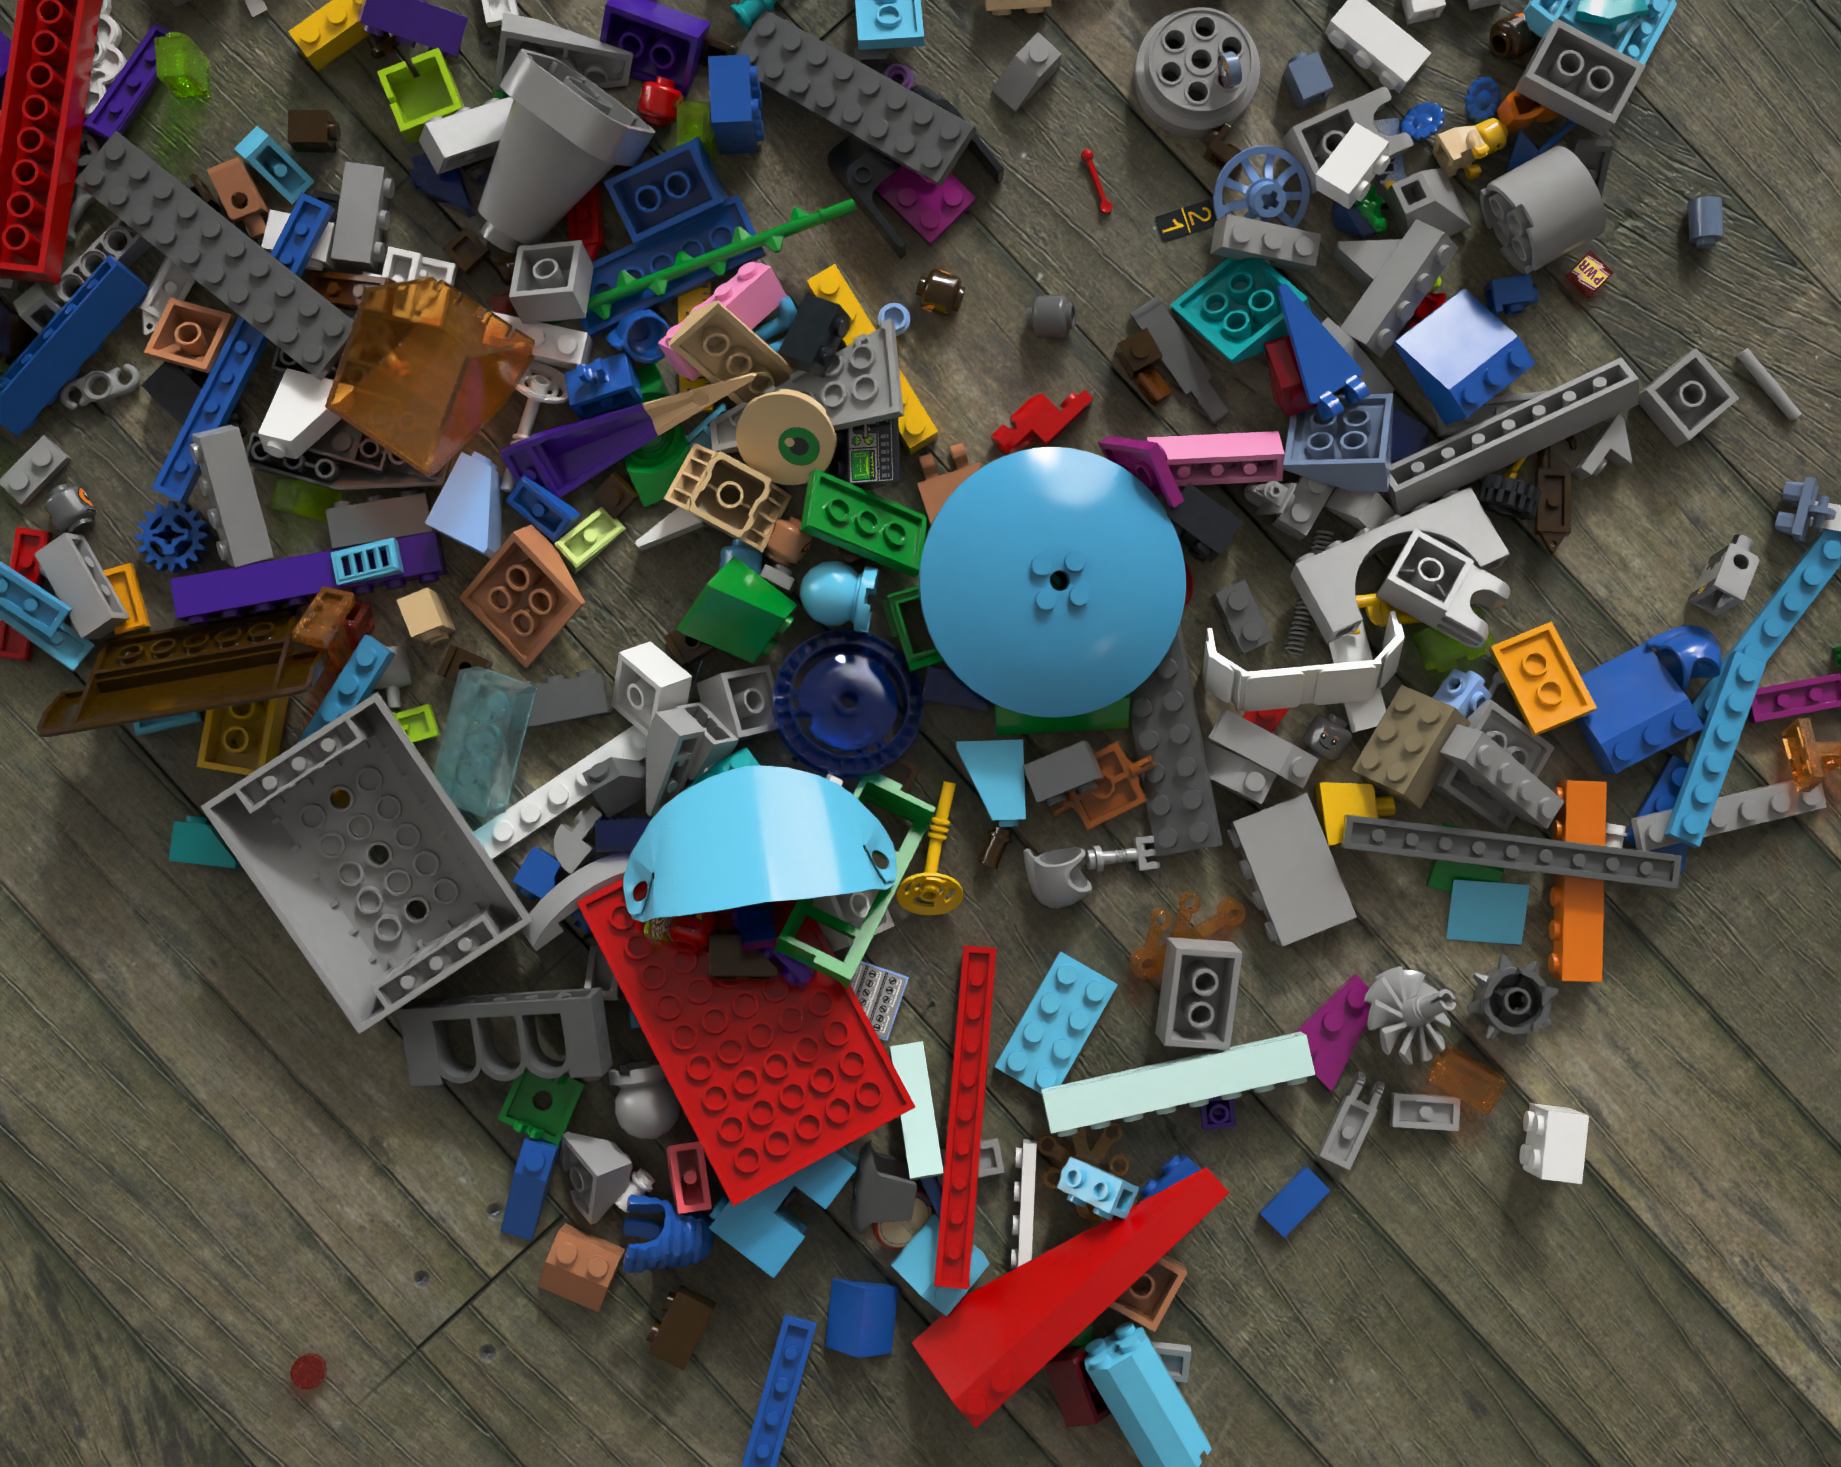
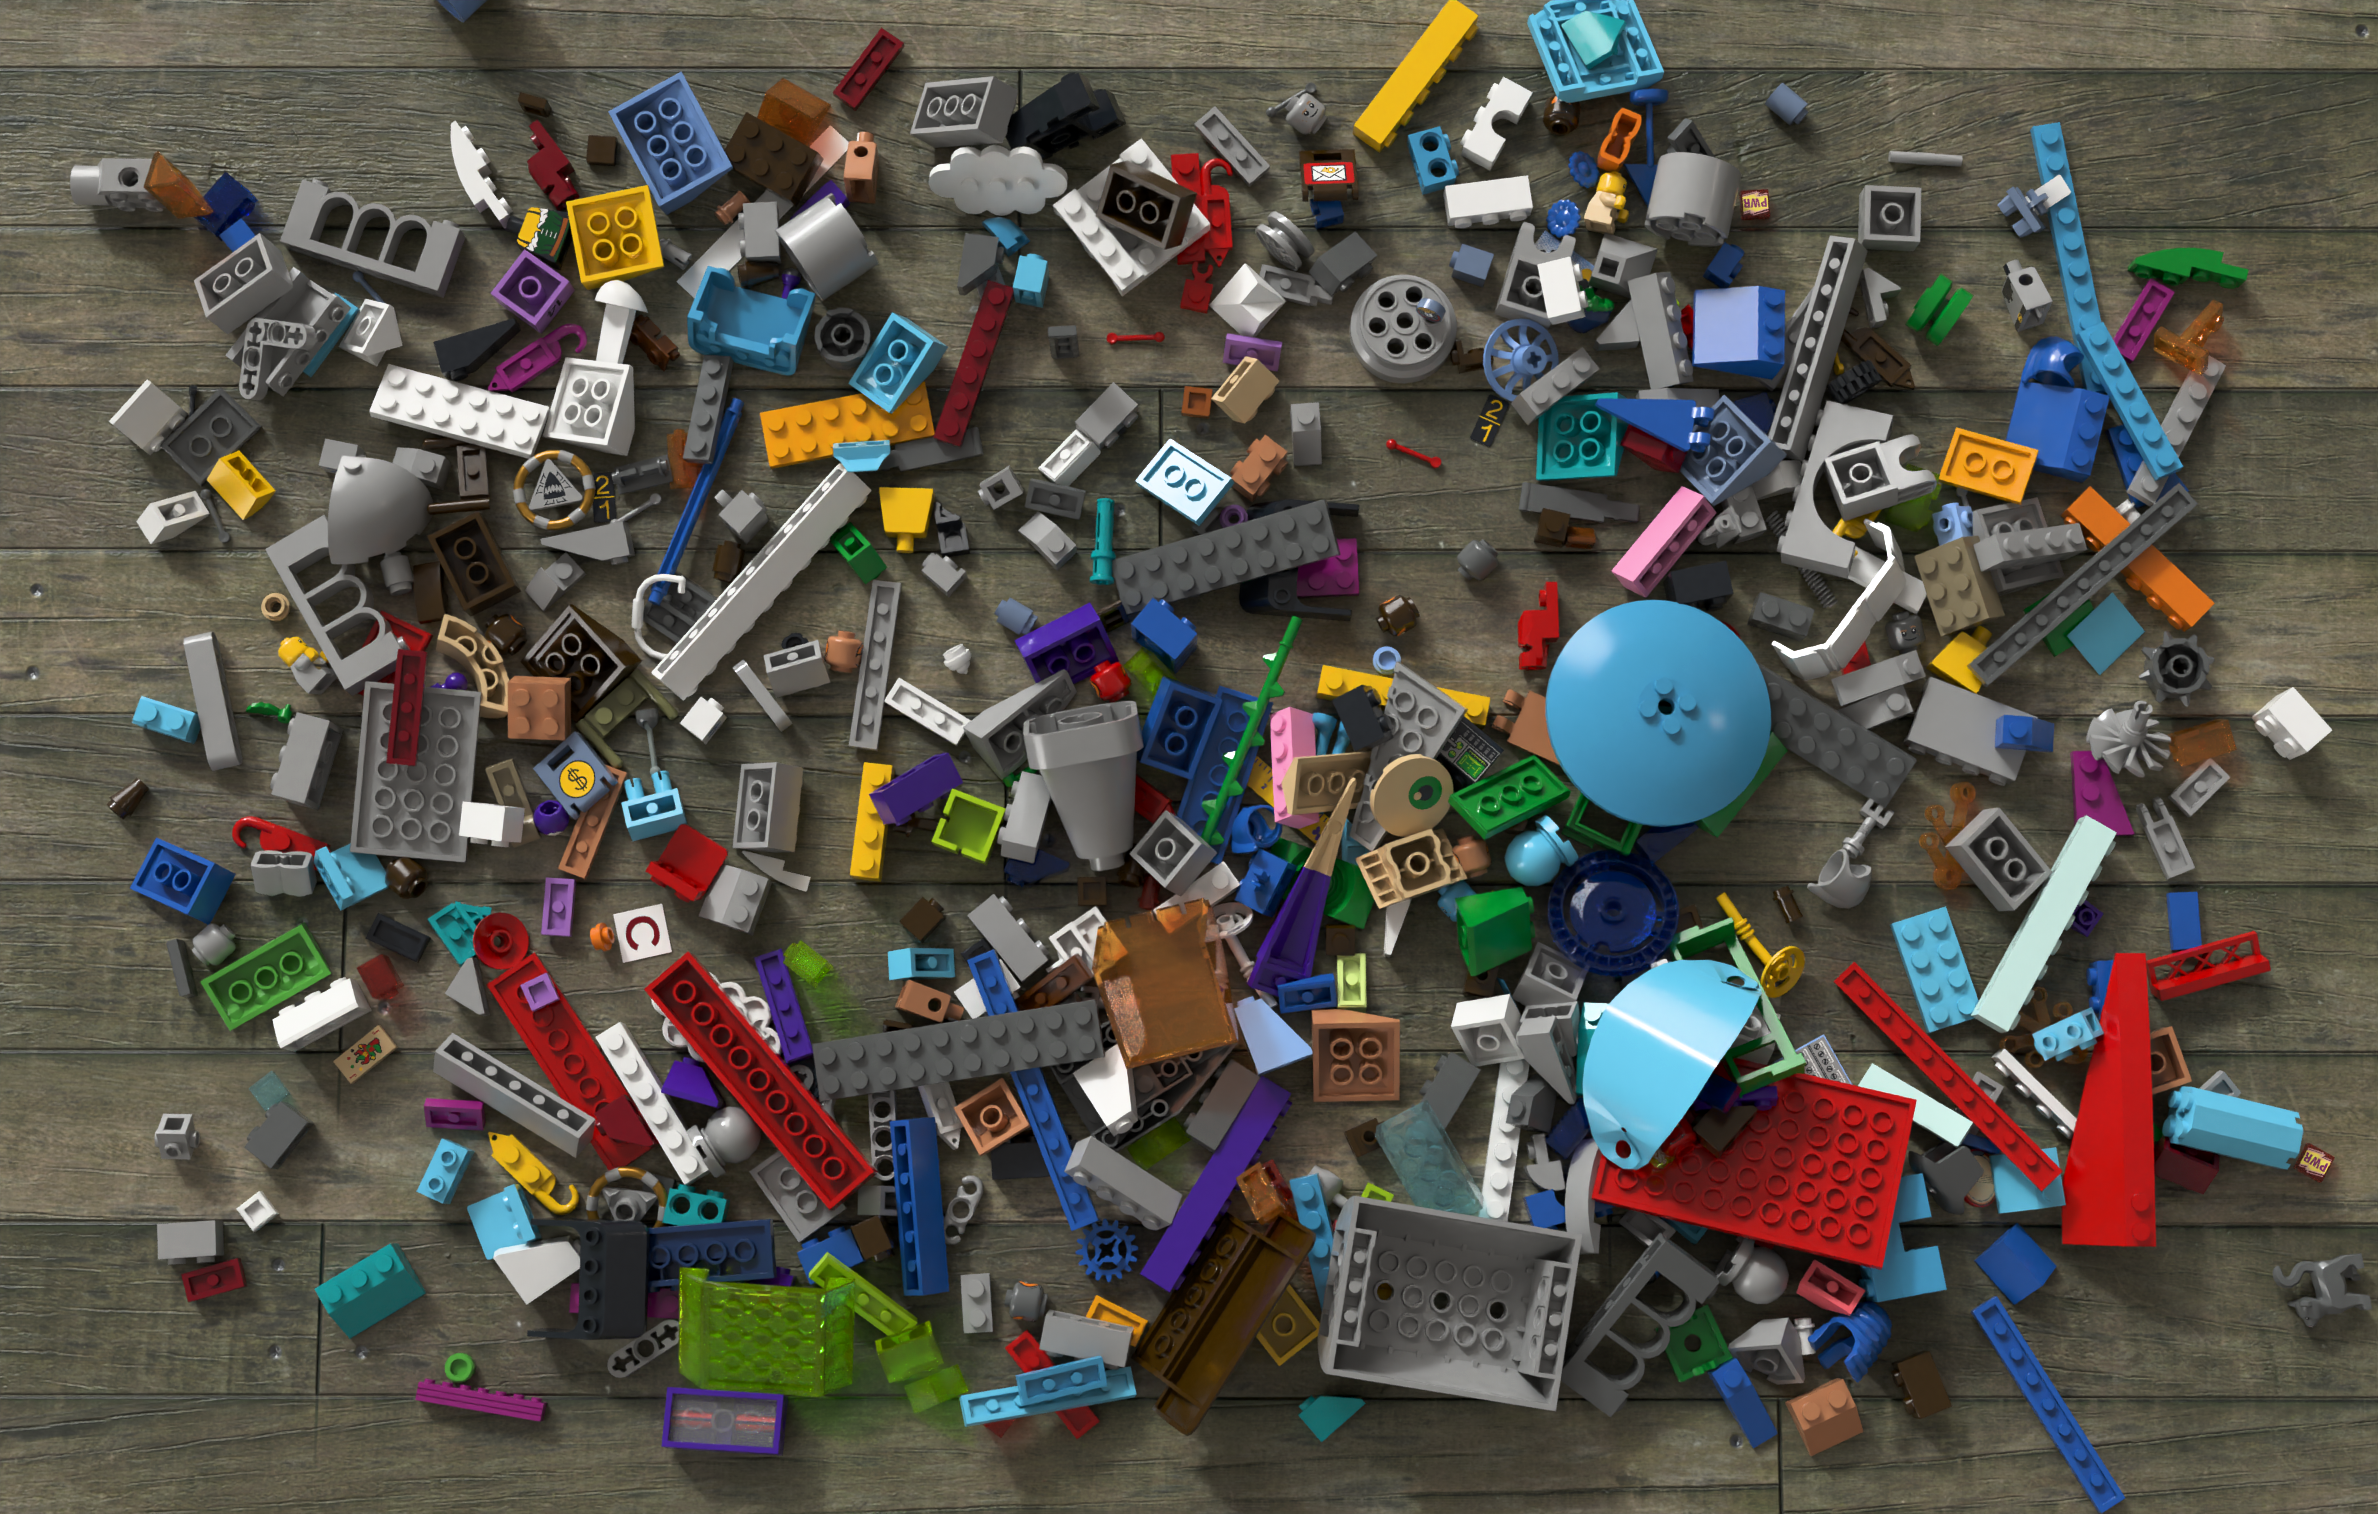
camera: 45 degrees left, 5 degrees down
(393, 554) = (1256, 1113): medium azure slope -> none
(426, 616) = (1314, 1130): tan brick -> none
(779, 576) = (1489, 883): light grey plate -> none
(959, 59) = (1253, 475): none -> nougat brick
(997, 777) = (1744, 862): medium azure slope -> none
(1063, 773) = (1782, 816): dark grey brick -> none
(1115, 793) = (1809, 800): dark orange plate -> none
(1146, 462) = (1631, 587): magenta wing -> none
(1264, 1265) = (2207, 976): none -> red fence
(1330, 918) = (2024, 733): none -> blue slope
(1579, 77) = (1633, 104): light grey brick -> none
(1643, 511) = (1938, 309): none -> green wheel

